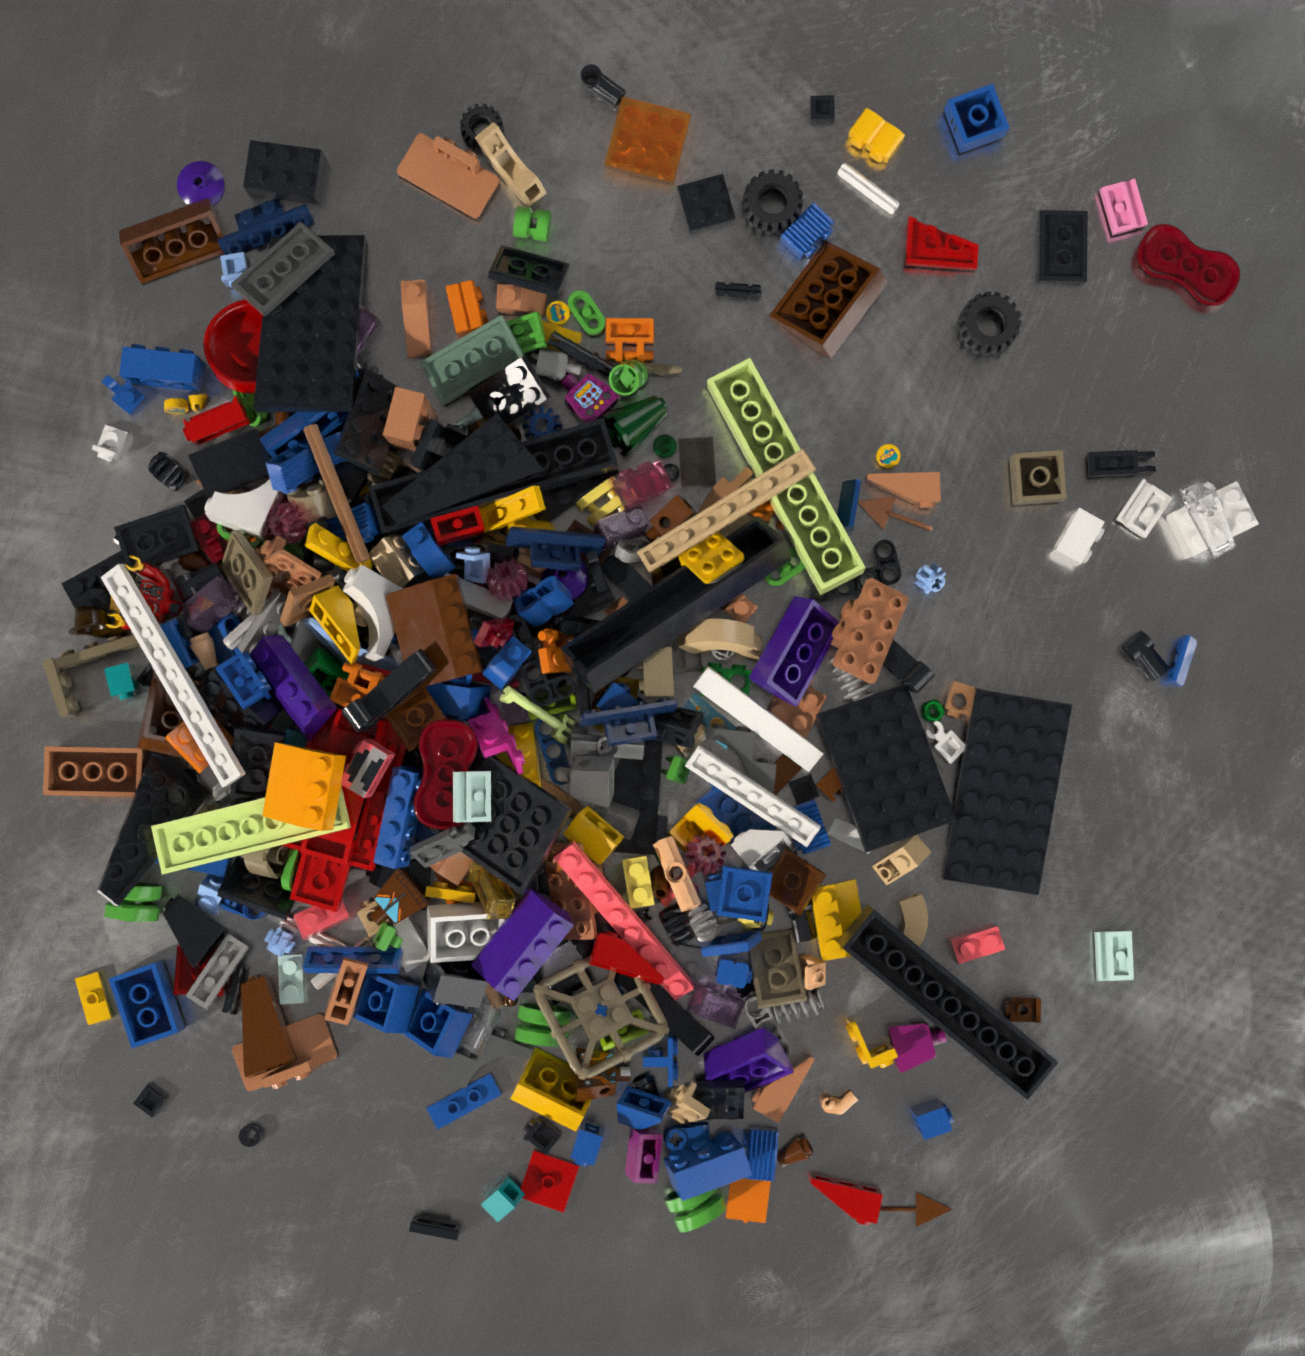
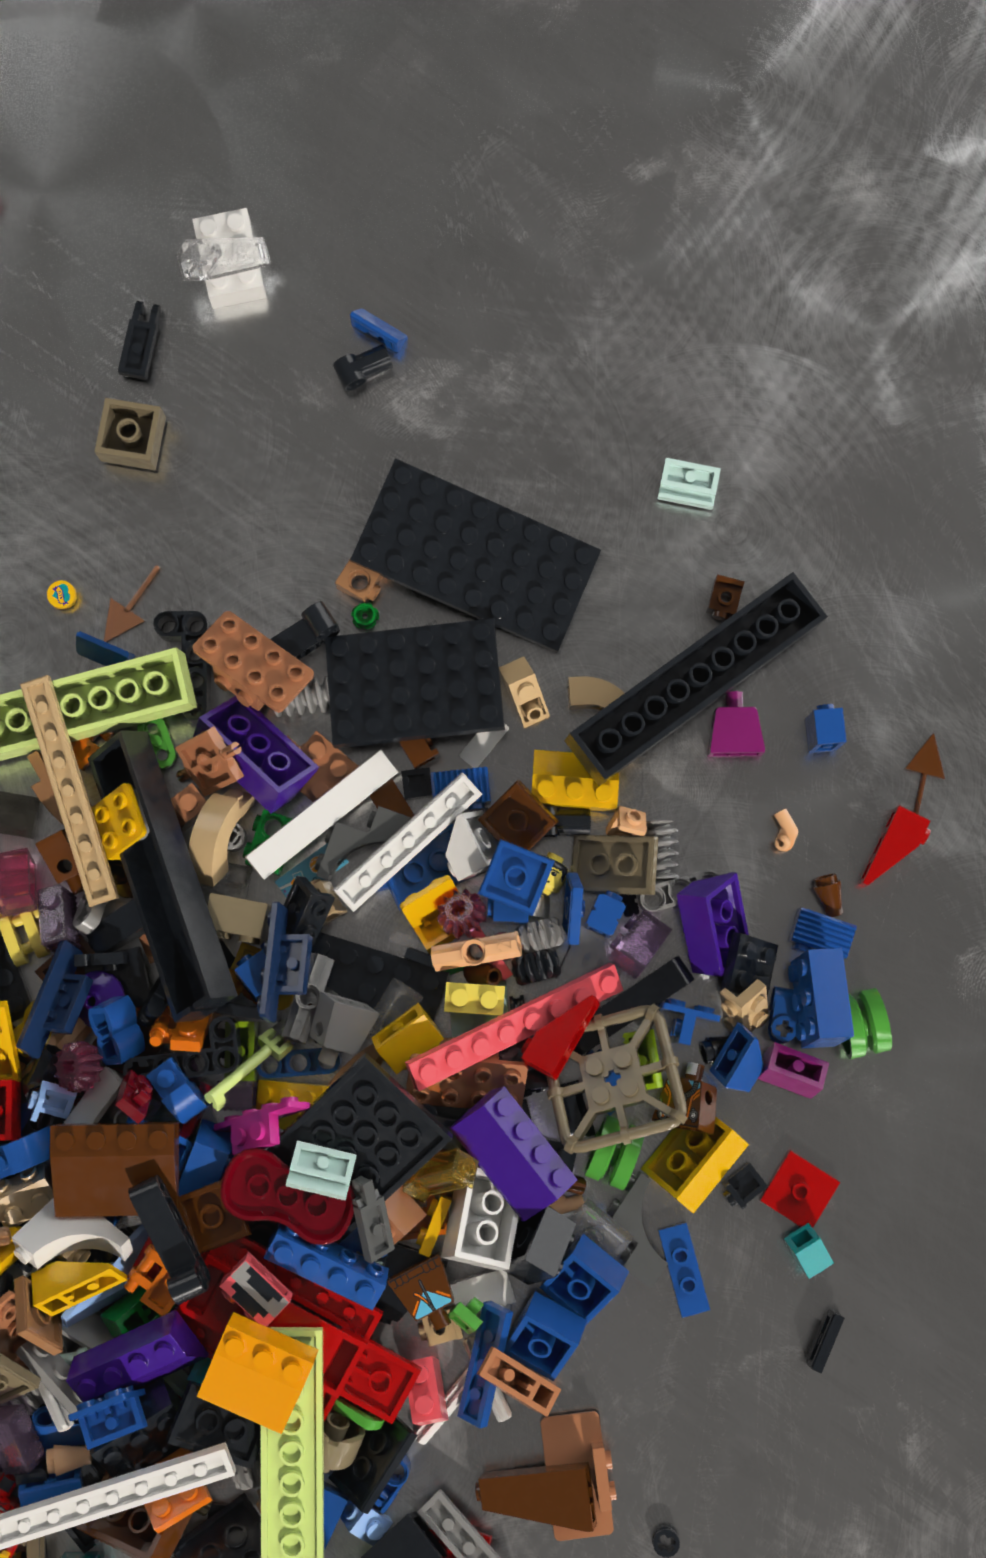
camera: 80 degrees left, 5 degrees down
(234, 990) = (487, 1520): black pin -> none
(280, 941) = (442, 1449): light blue gear -> none
(291, 979) = (491, 1445): light aqua plate -> none
(587, 1143) = (766, 1134): blue brick -> none
(675, 470) = (11, 841): black hinge -> none
(677, 769) = (358, 922): bright green tile -> none
(748, 1200) = (872, 962): orange piece -> none
(776, 1096) = (759, 898): nougat slope -> none
(778, 616) = (209, 761): none -> nougat plate
(880, 1055) = (740, 767): yellow bracket -> none
(914, 488) = (103, 577): nougat slope -> none
(930, 578) = (212, 580): light blue gear -> none
(947, 744) = (406, 608): white plate -> none
(976, 943) = (639, 632): coral brick -> none
(1078, 537) = (210, 406): white brick -> none
(1143, 508) = (197, 328): white plate -> none

